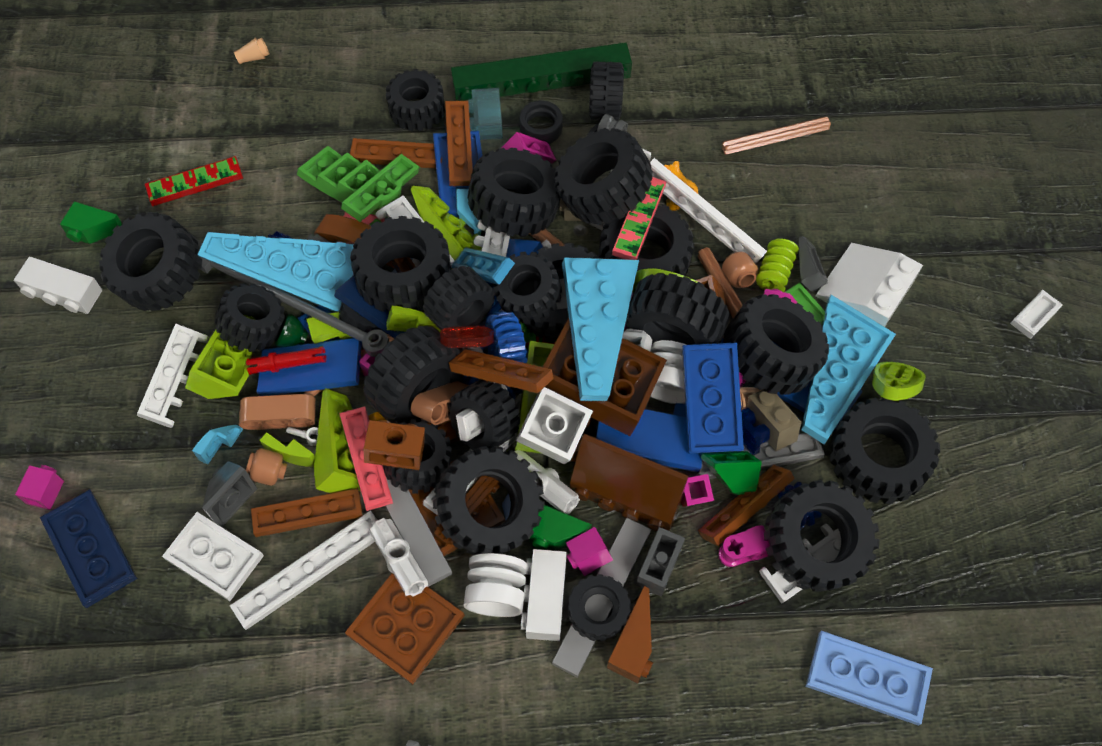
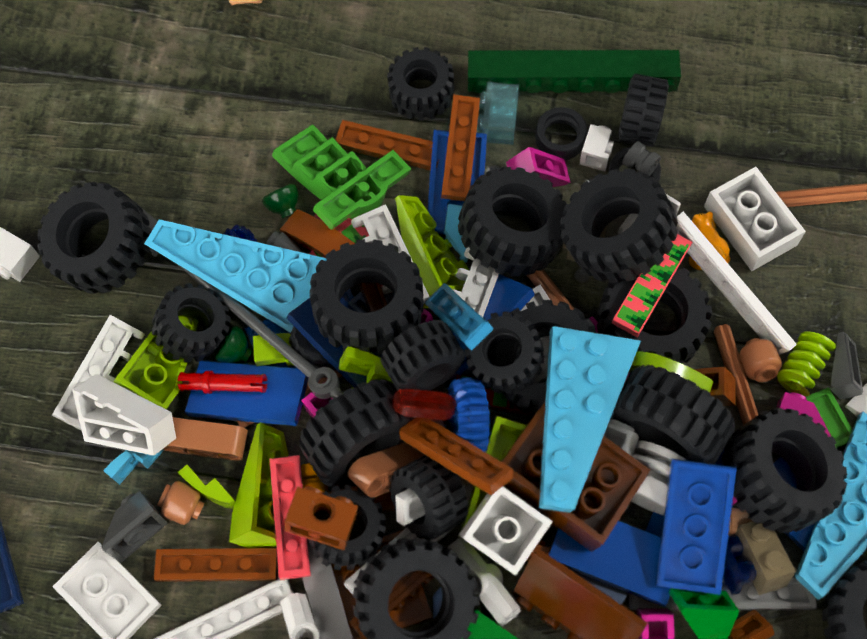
camera: 15 degrees right, 5 degrees up
(88, 223) = (37, 177): green slope -> none
(193, 181) = (158, 142): tile -> none
(201, 402) = (121, 418): none -> white wedge
(304, 434) = (228, 469): white hand -> none
(312, 209) = (282, 200): none -> dark green brick
(572, 127) = (597, 148): none -> white brick
(713, 162) = (754, 218): none -> white brick

